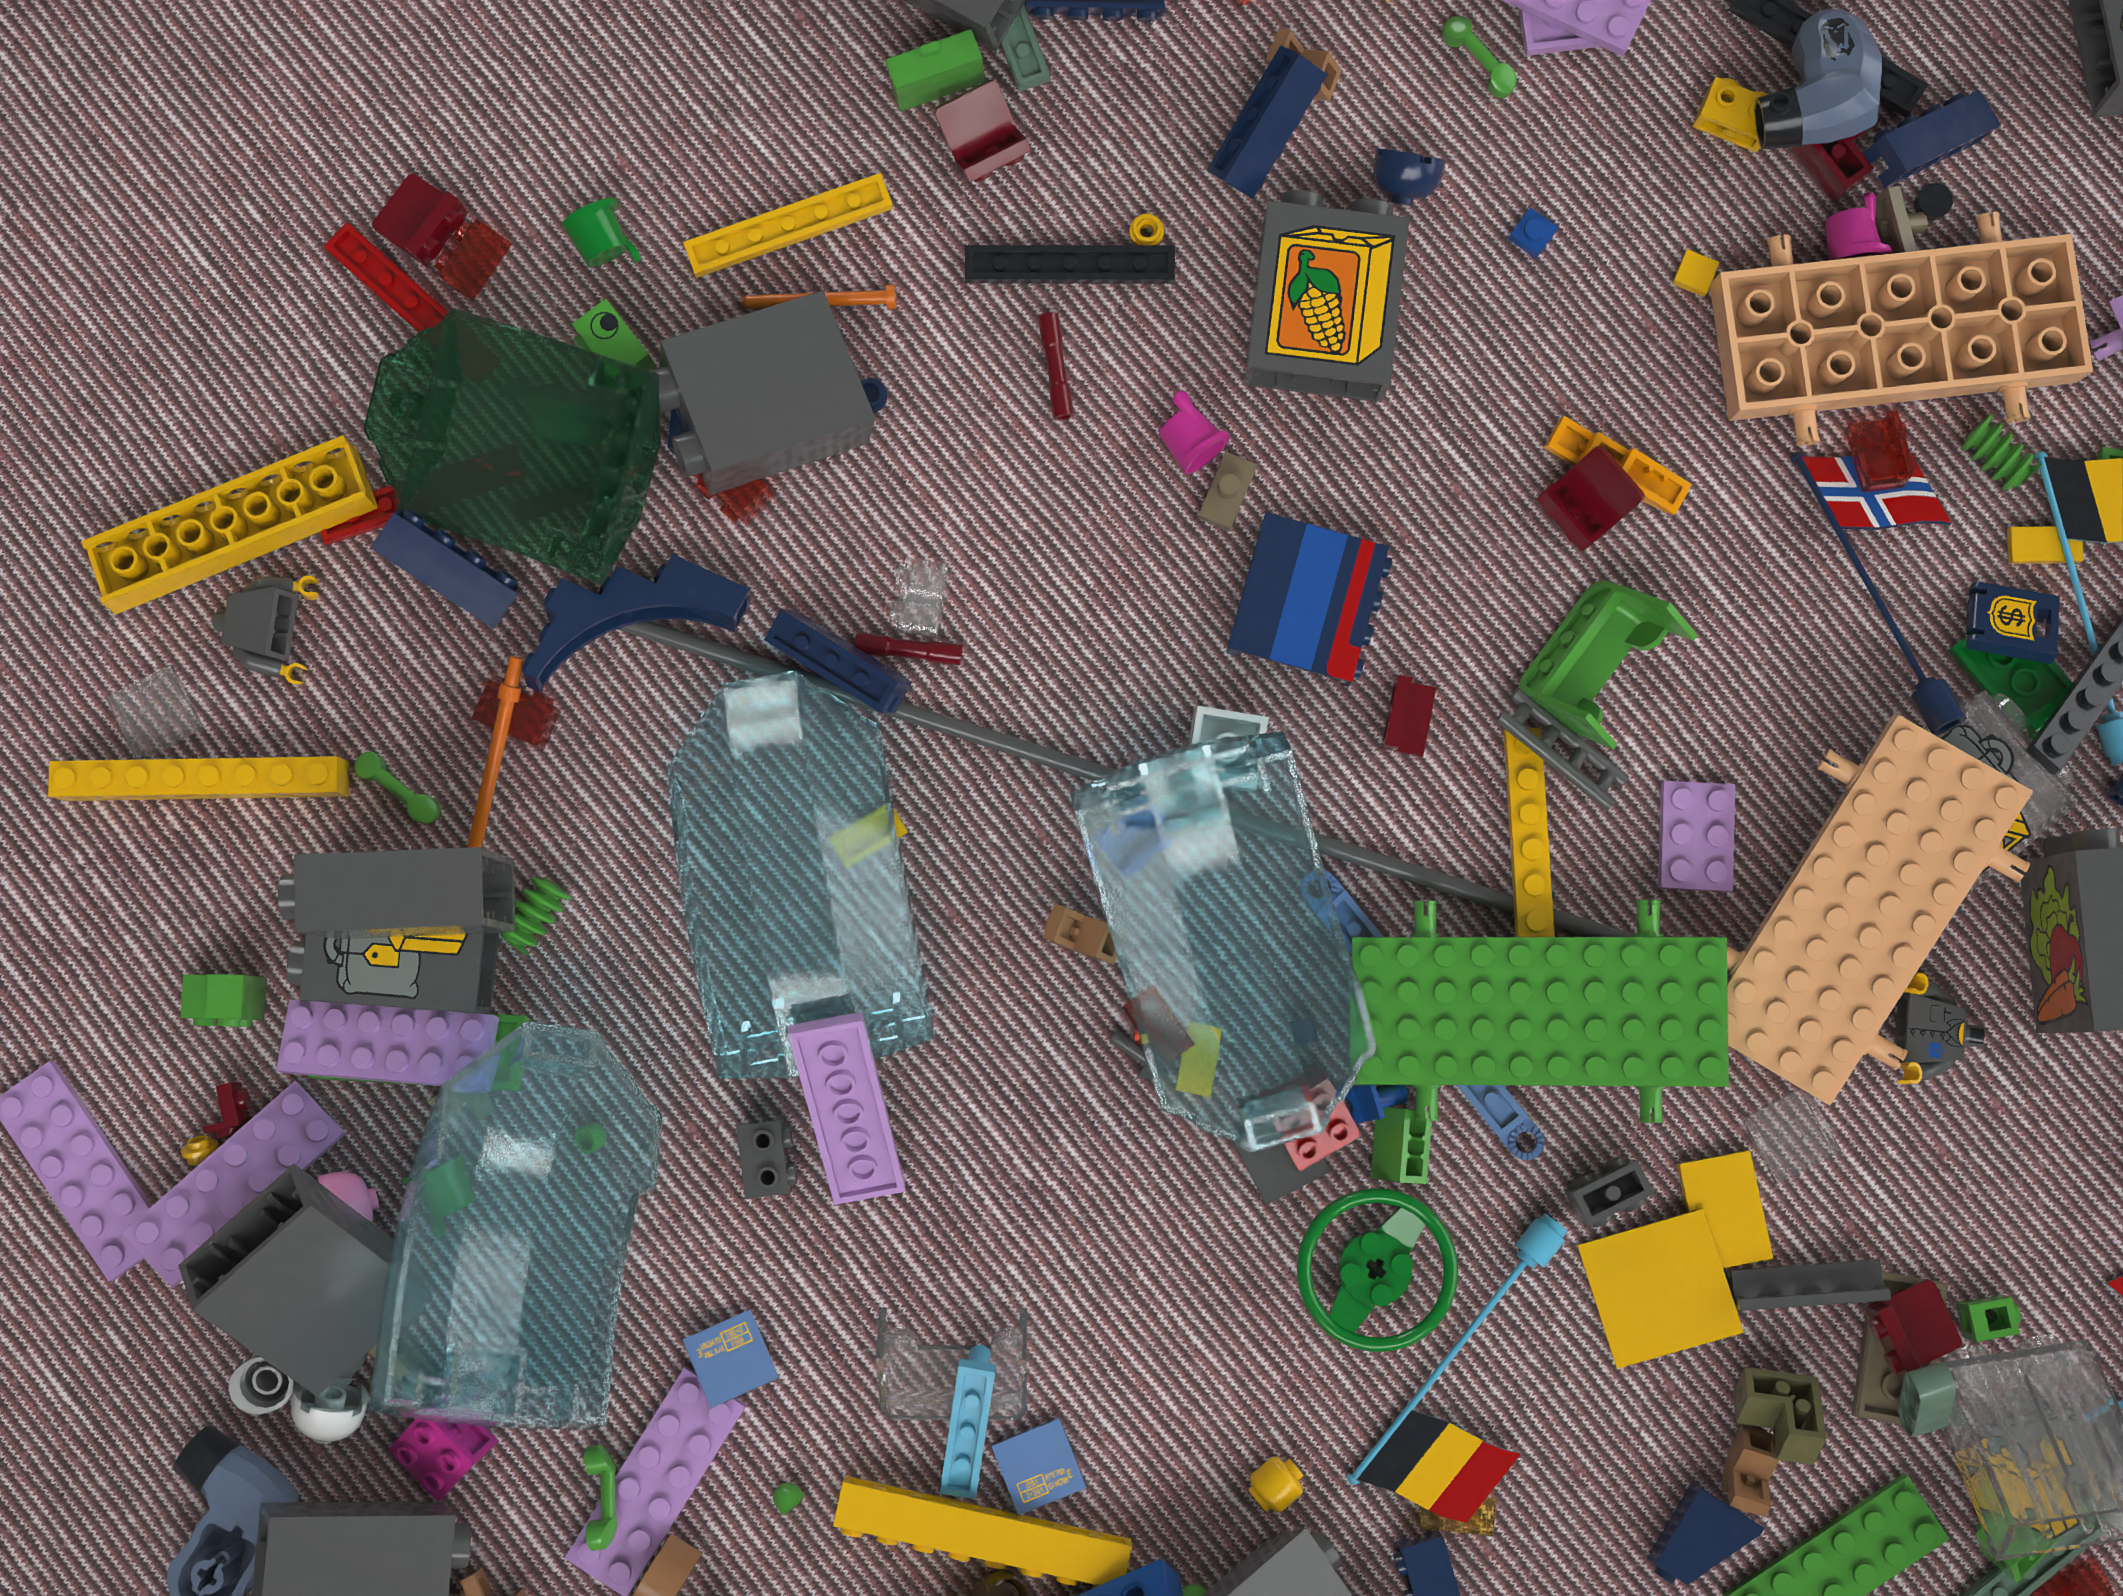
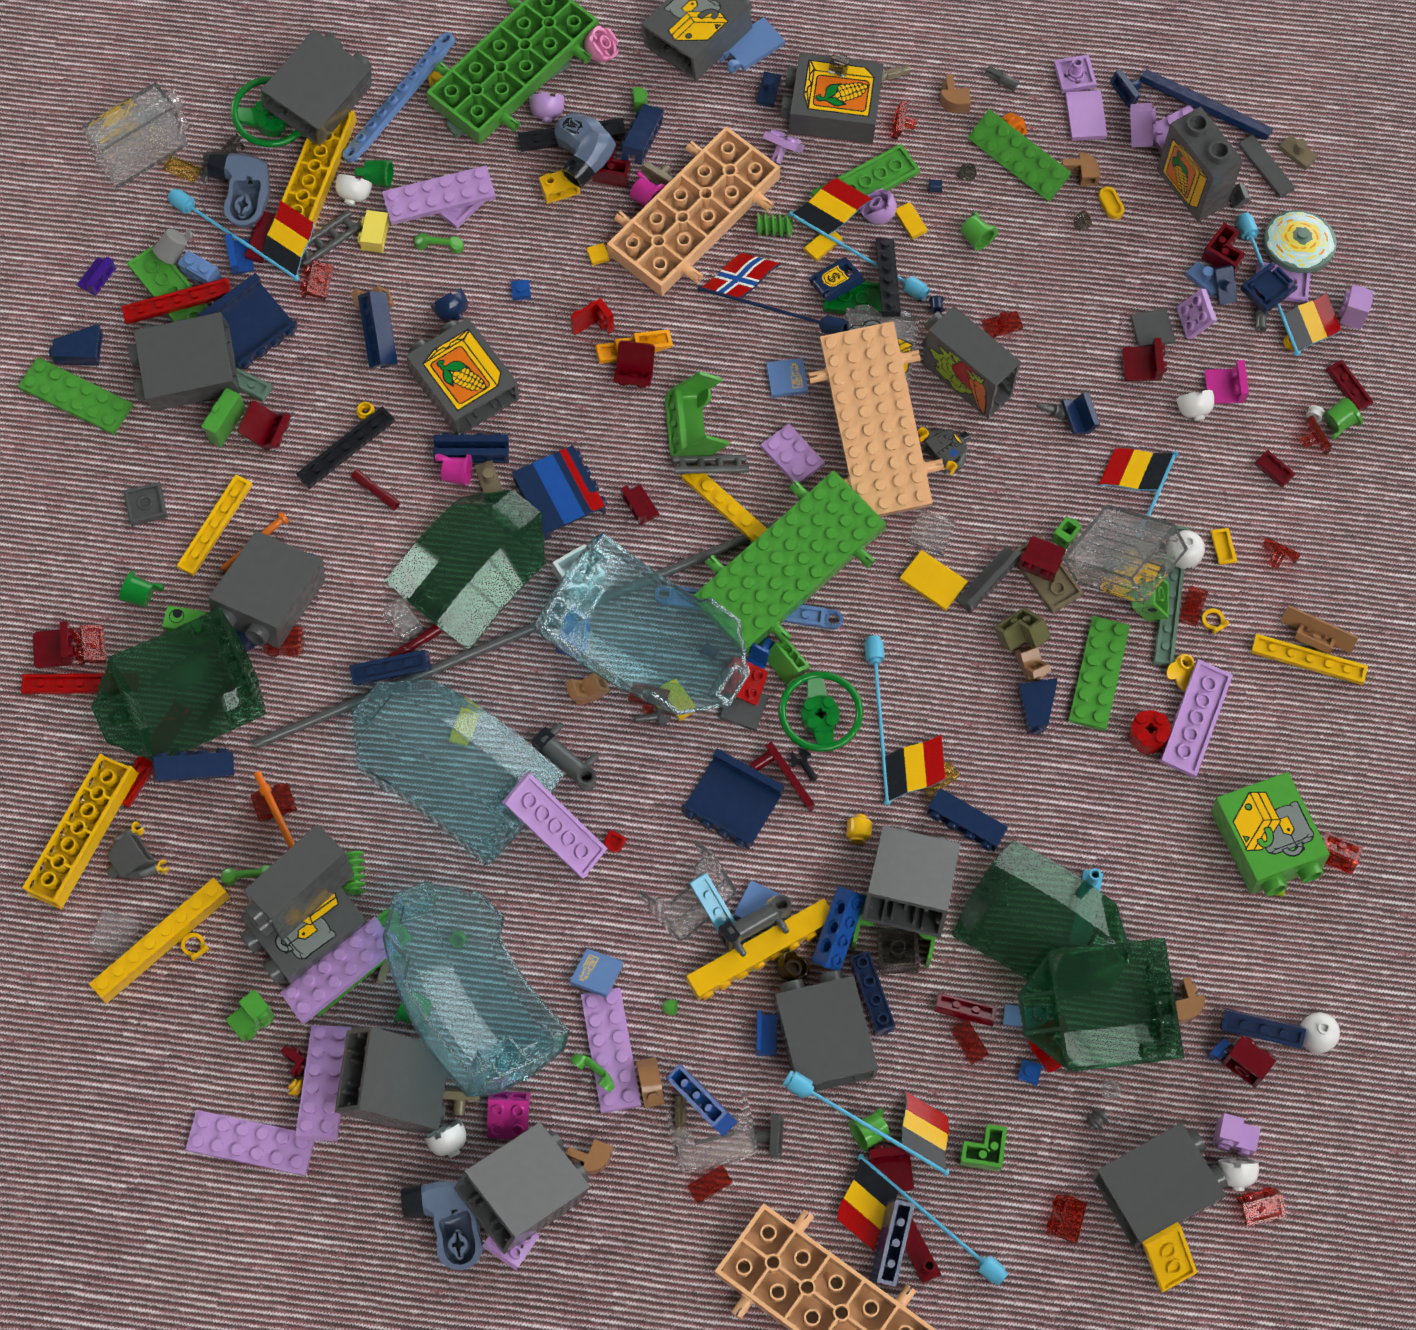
camera: 45 degrees left, 15 degrees down
(251, 838) = (203, 948): none -> yellow piece
(259, 1386) = (410, 1144): light grey hat -> none
(624, 599) = (298, 699): dark blue arch -> none
(724, 108) = (145, 503): none -> dark grey tile
(758, 1158) = (538, 882): dark grey brick -> none
(924, 1188) = (614, 841): none -> red tile
(961, 1005) = (547, 744): none -> dark grey piece
(1000, 1495) = (733, 933): none -> dark grey piece
(1090, 600) = (472, 562): none -> clear green windscreen
(1138, 1279) = (733, 799): none -> dark blue panel
(1252, 428) = (479, 446): none -> dark blue brick
(1255, 1266) = (774, 755): none -> dark red piece
(1287, 1317) = (803, 763): none -> black bar
(1606, 363) = (594, 312): none -> red bracket
(1608, 1192) = (883, 603): dark grey brick -> none
(1660, 1288) = (936, 629): yellow piece -> none
(1797, 710) = (787, 378): none -> medium blue tile
(1881, 453) = (730, 260): clear red bracket -> none
(1926, 1399) = (1068, 576): sand green beam -> none
(1934, 201) = (664, 156): black tile -> none
(1981, 74) = (639, 98): none -> bright green brick

